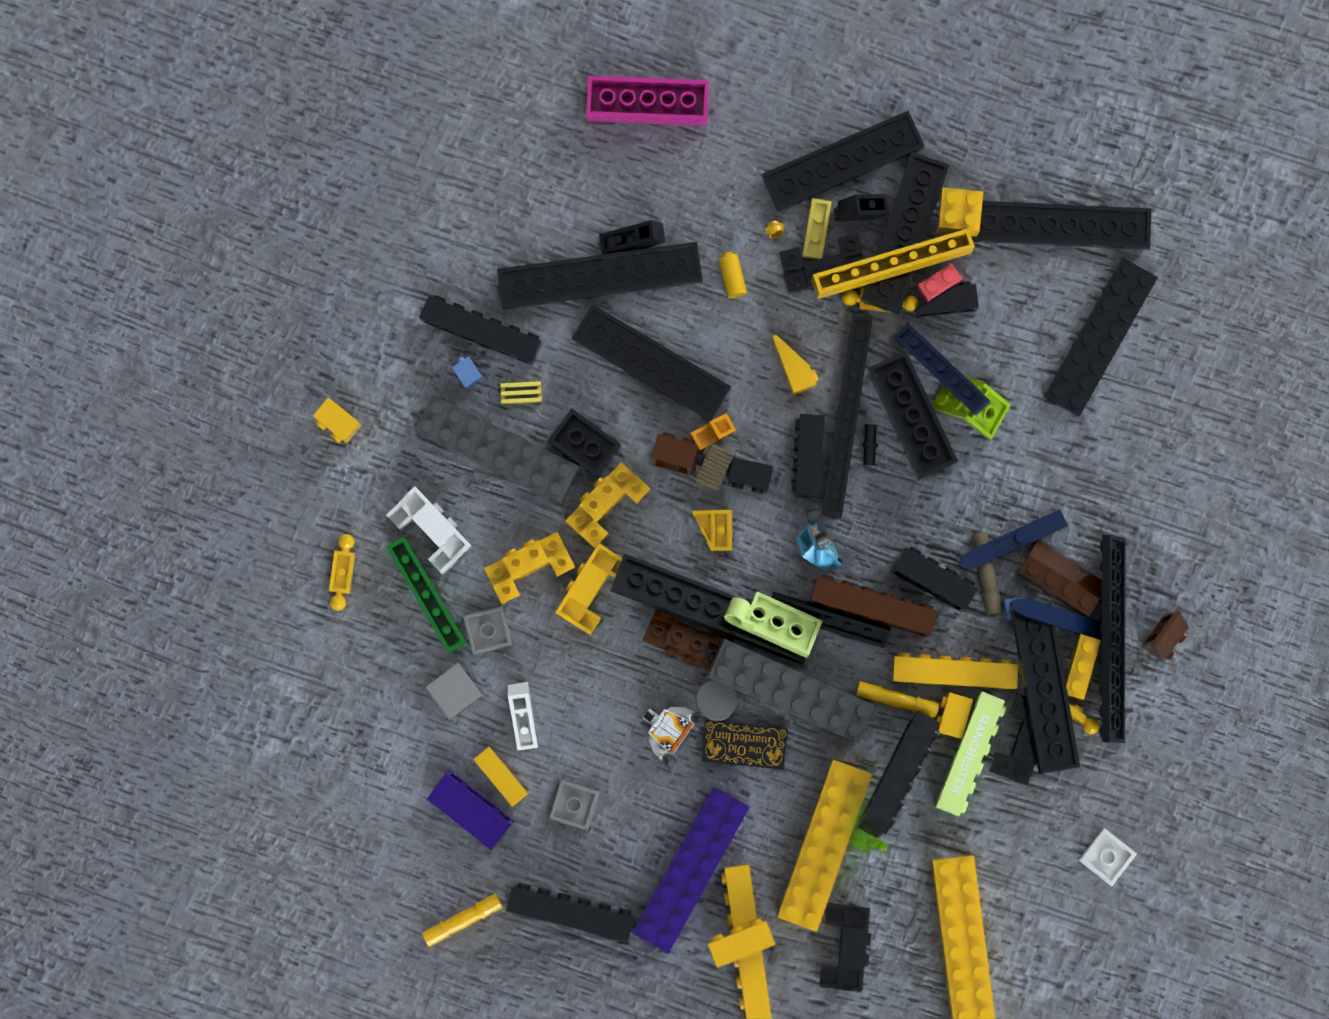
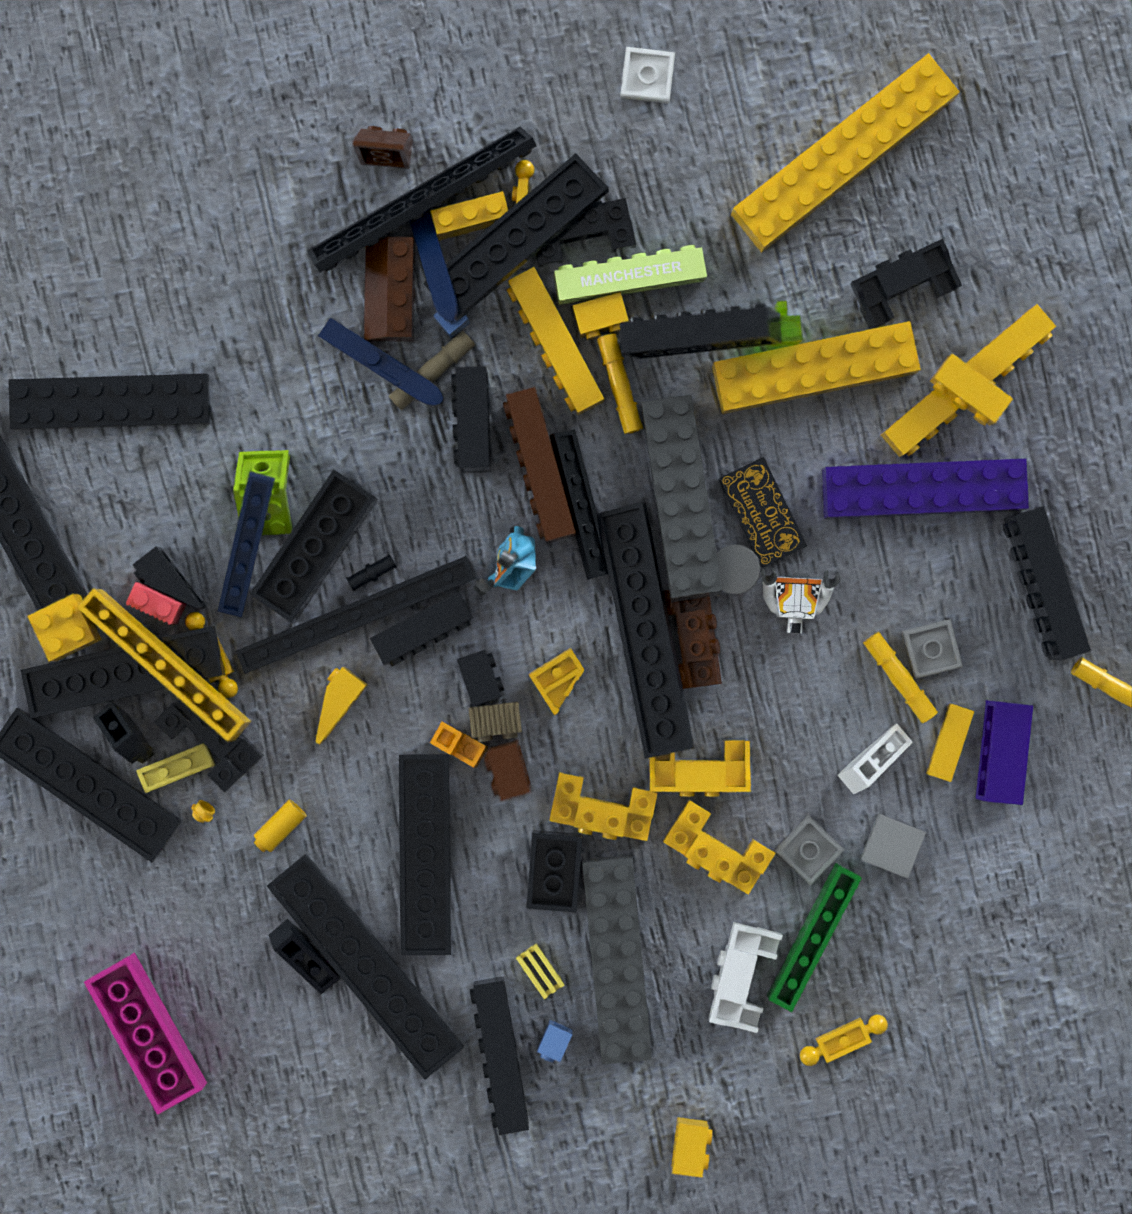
camera: 125 degrees left, 5 degrees up
(568, 769) = (900, 677): none -> yellow piece
(741, 615) = (634, 595): yellowish green hinge -> none

